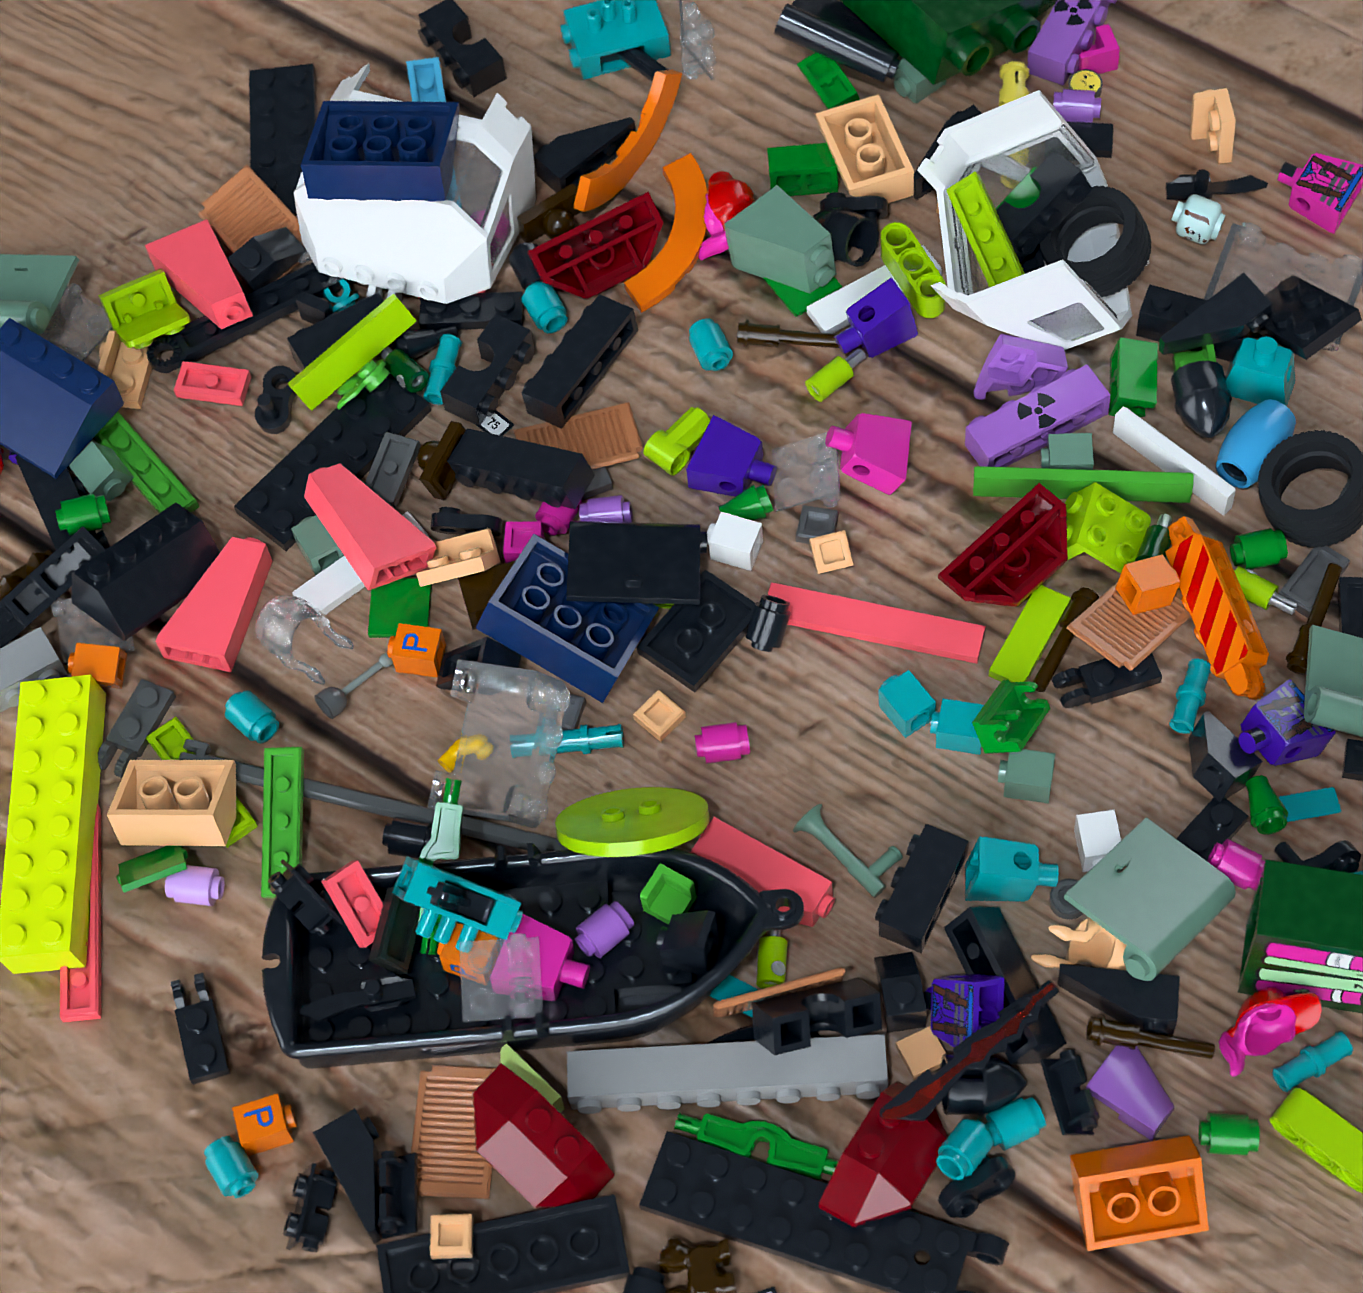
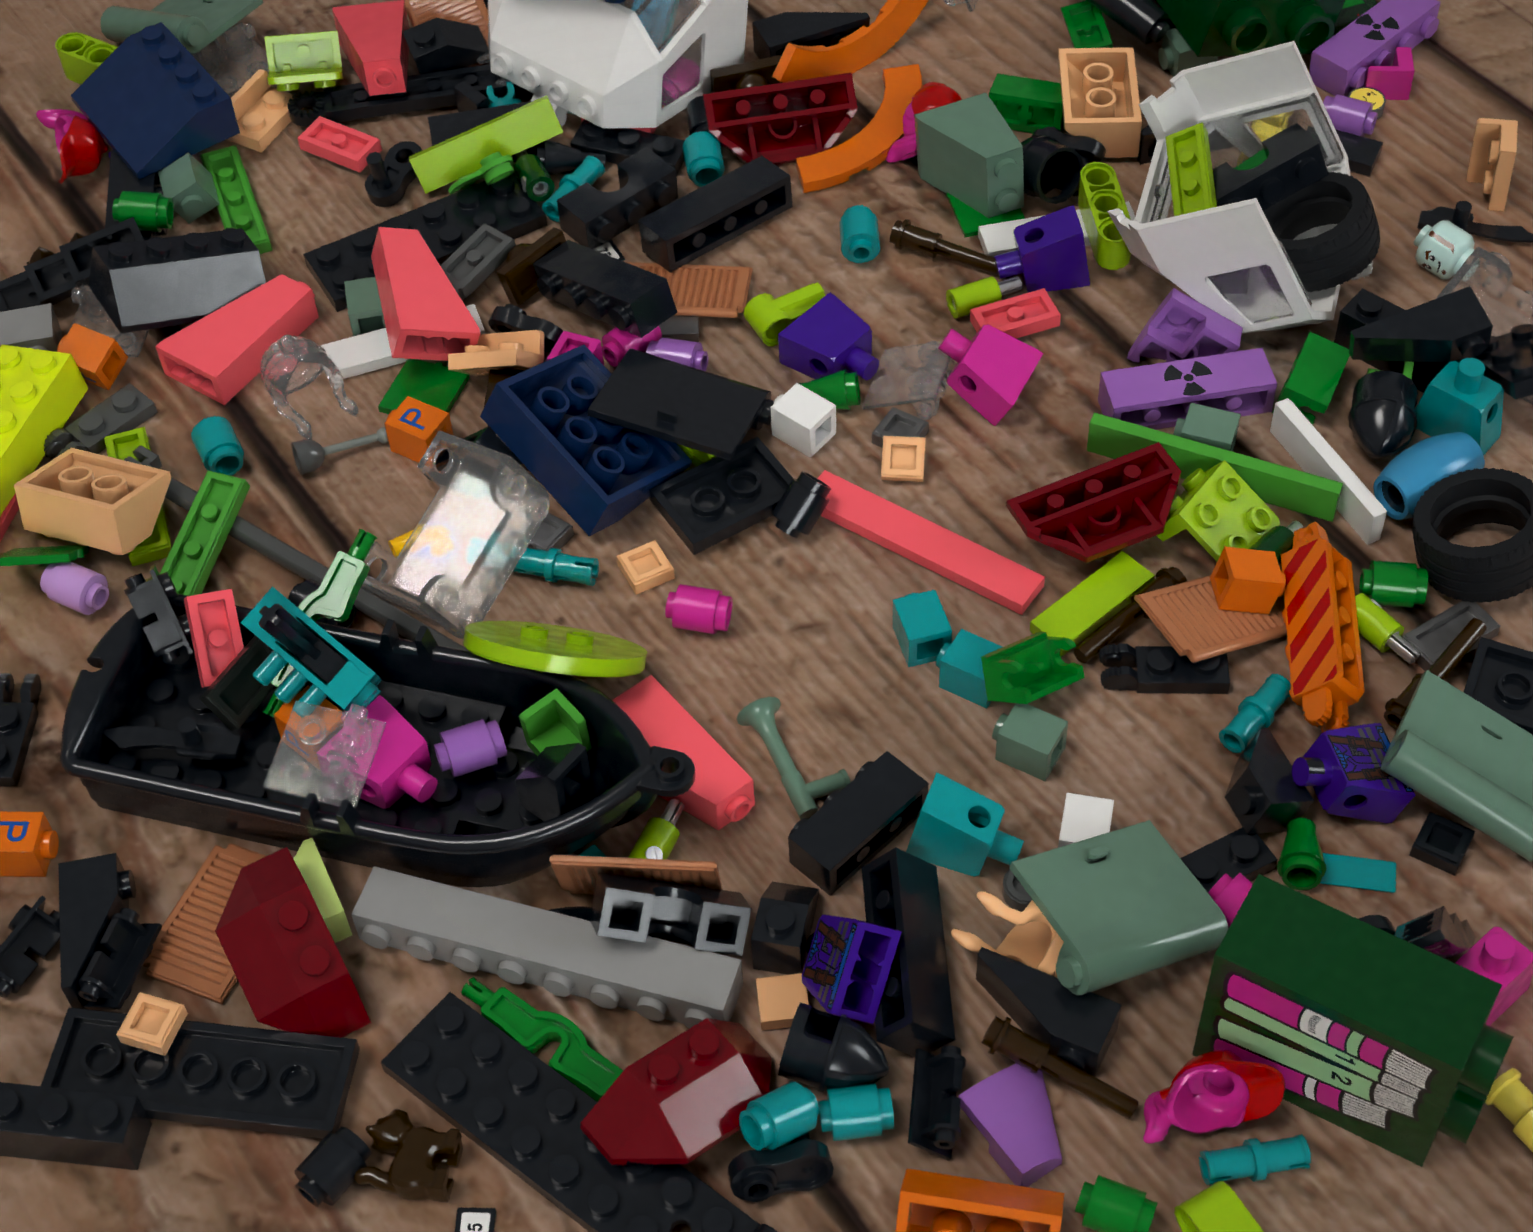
camera: 15 degrees right, 10 degrees down
(871, 388) = (1018, 314): none -> coral plate
(973, 1053) = (831, 1006): black sword -> none

